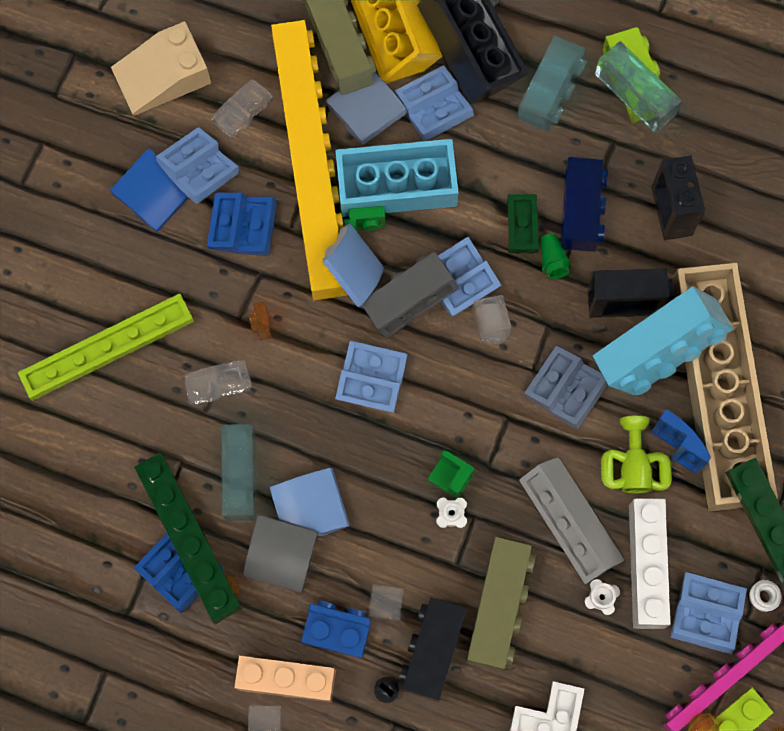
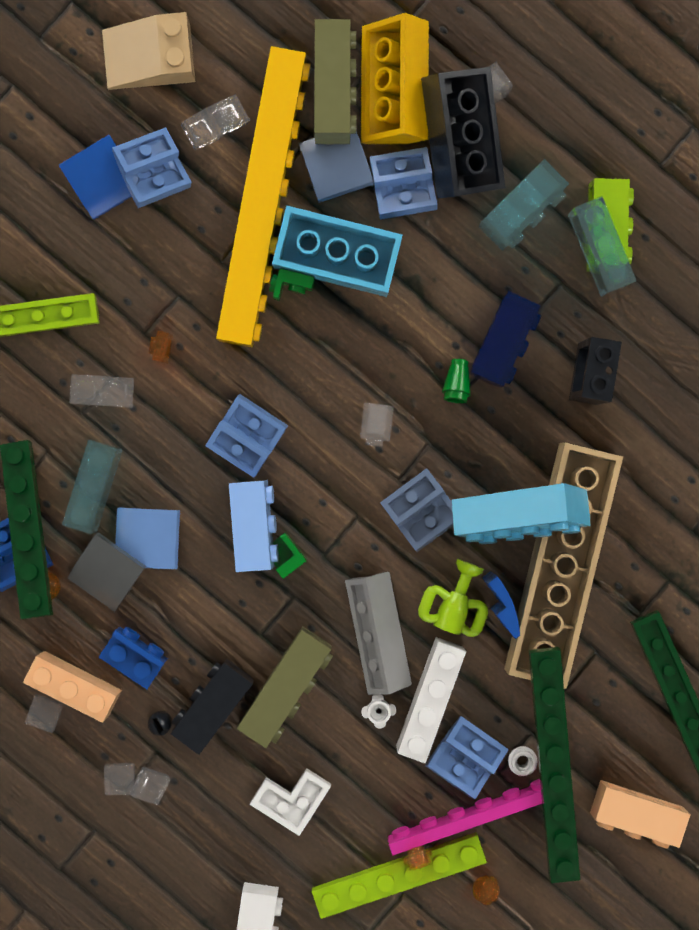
camera: 15 degrees right, 15 degrees up
(242, 224) = (176, 241): blue slope -> none
(353, 265) = (263, 328): medium blue slope -> none
(386, 602) = (186, 647): clear tile -> none
(409, 294) = (307, 373): dark grey brick -> none
(410, 456) = (253, 526): none -> light blue brick
(447, 520) = (271, 581): white plate -> none
(471, 275) = (362, 368): medium blue slope -> none
(522, 223) = (441, 338): dark green plate -> none
(628, 292) = (512, 447): black window -> none

